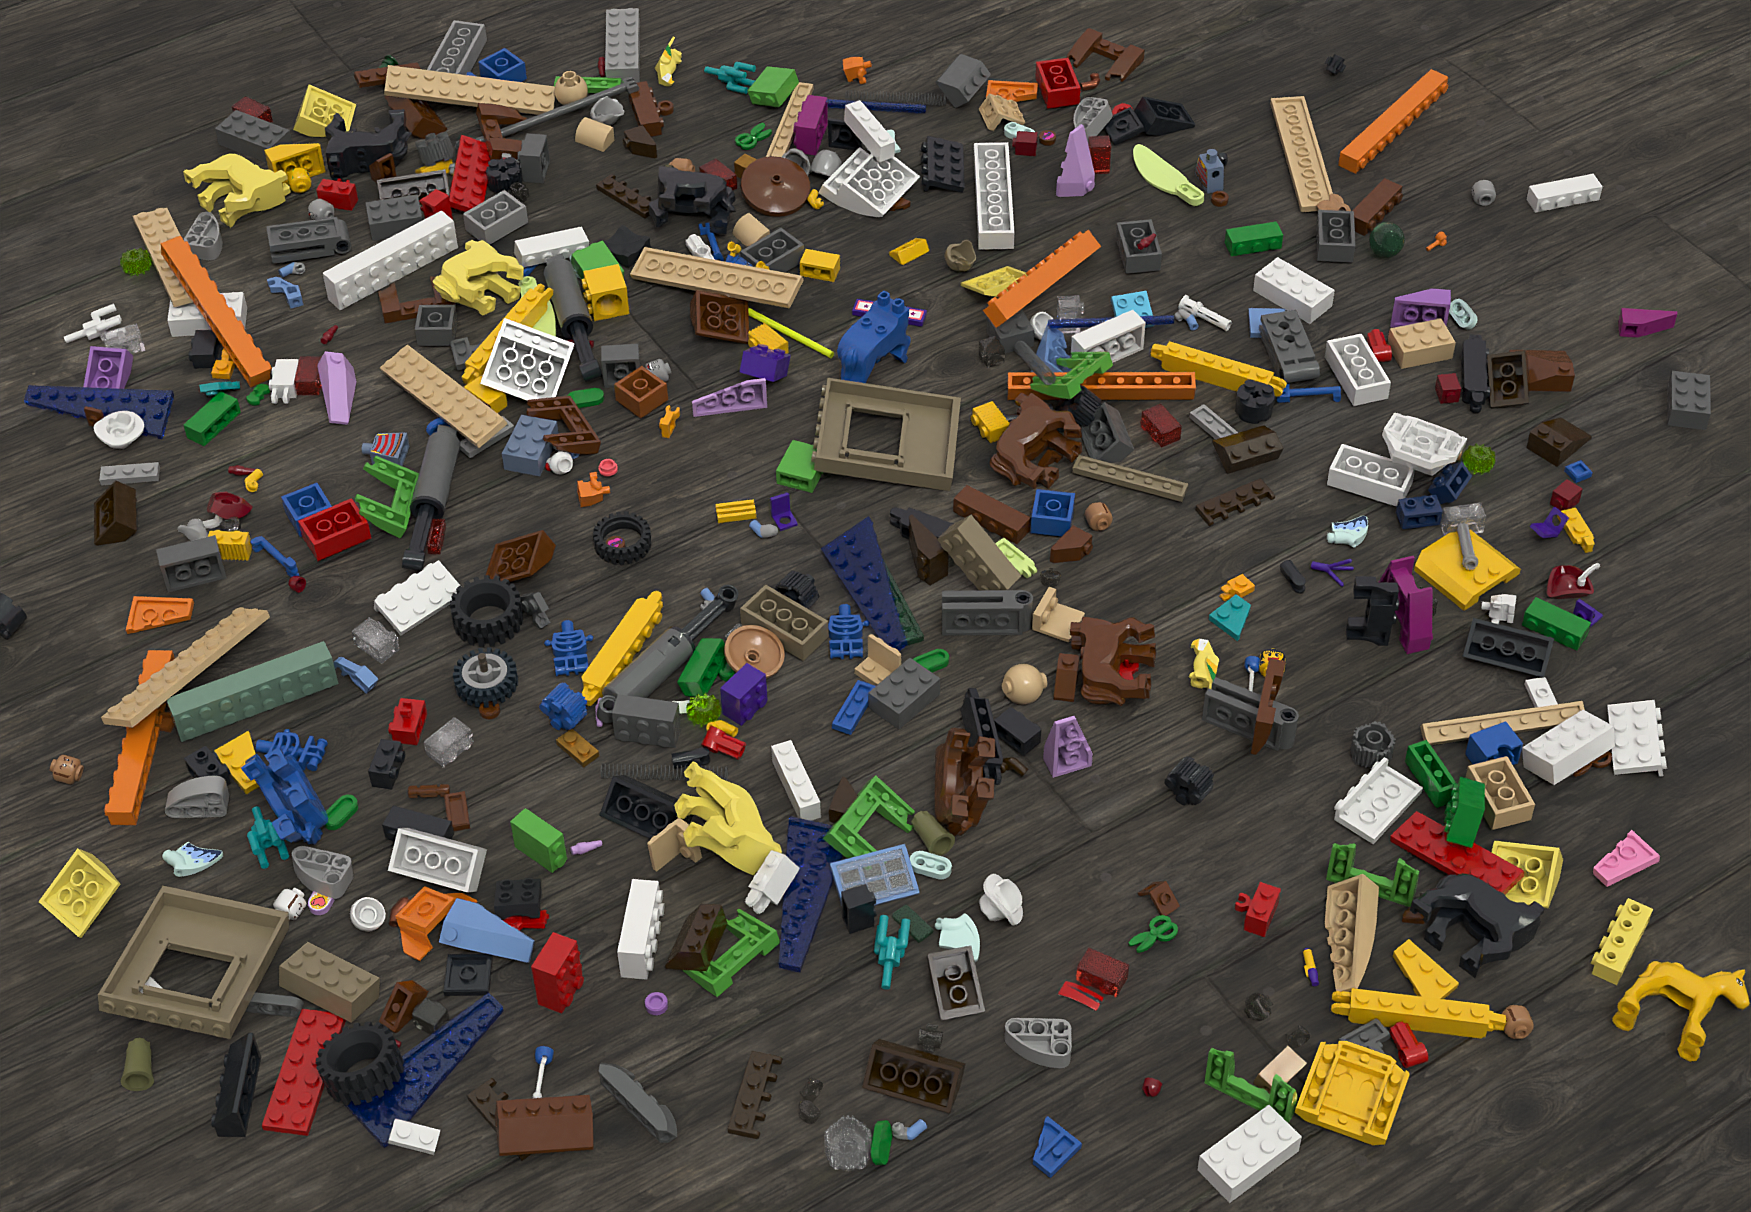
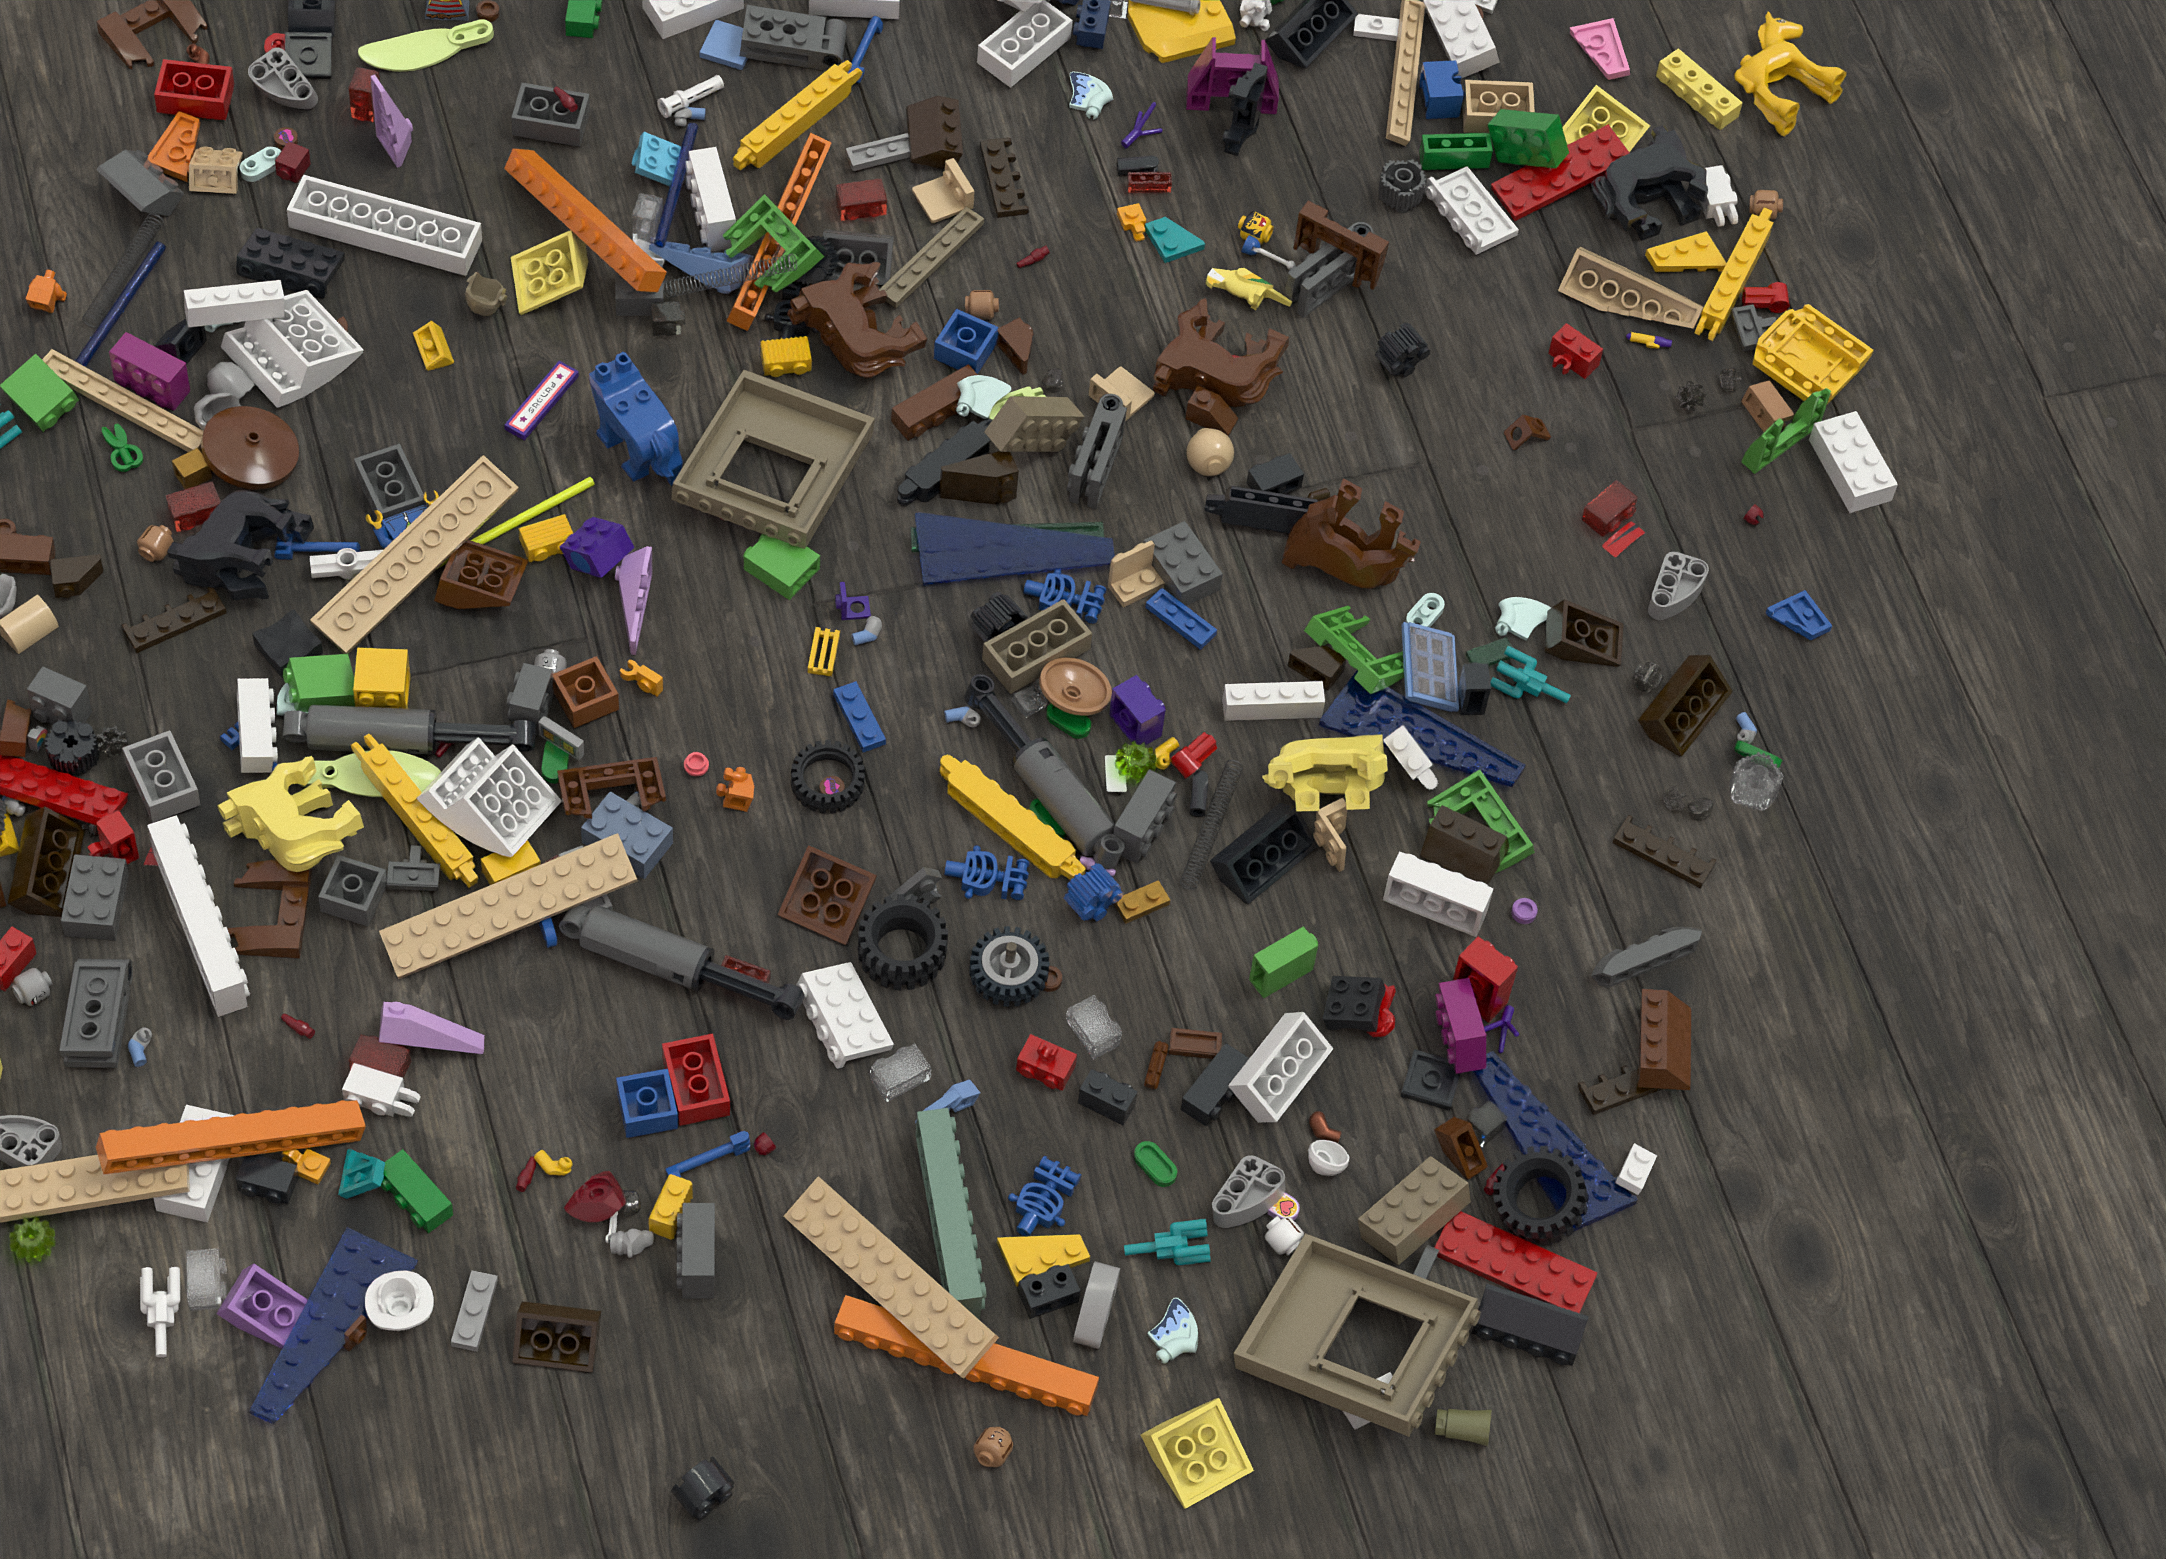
camera: 80 degrees left, 10 degrees up
(157, 612) = (754, 1312): orange wing -> none
(257, 394) = (381, 1132): green piece -> none
(289, 795) = (1148, 1197): blue piece -> none
(291, 291) = (172, 1063): medium blue piece -> none
(389, 447) = (567, 996): sand blue torso -> none
(403, 480) = (636, 985): bright green wedge -> none
(421, 917) = (1349, 1100): orange piece -> none
(479, 930) = (1390, 1049): medium blue wedge -> none
(505, 969) = (1461, 1025): none -> magenta brick
(538, 1011) = (1504, 1023): none -> dark purple plant
(543, 1057) = (1566, 1030): hinge -> none
(559, 463) = (673, 809): white animal -> none
(581, 848) = (1291, 924): lavender piece -> none
(596, 389) = (561, 738): none -> light grey tile
(685, 544) = (859, 716): none -> blue plate
(702, 667) = (1075, 744): green brick -> none
(749, 230) = (325, 499): tan brick -> none
(813, 200) = (289, 418): yellow arm -> none
(819, 265) = (426, 443): yellow brick -> none
(932, 833) = (1386, 597): olive plant -> none
(933, 660) = (1134, 528): green tile -> none
(1001, 900) = (1500, 564): white hat -> none
(1004, 530) = (980, 394): none -> light aqua arm
(1066, 748) = (1326, 441): lavender wedge -> none
(1147, 939) = (1573, 452): green piece -> none
(1166, 538) = (1035, 256): none -> dark red piece
(1195, 470) = (946, 194): none -> tan bracket
(1254, 402) = (863, 101): black brick -> none
(1280, 586) = (1149, 182): none -> clear red piece
(1399, 891) = (1561, 253): bright green wedge -> none
(1409, 917) = (1611, 234): reddish brown tile -> none
(1505, 980) = (1720, 197): none -> white hinge

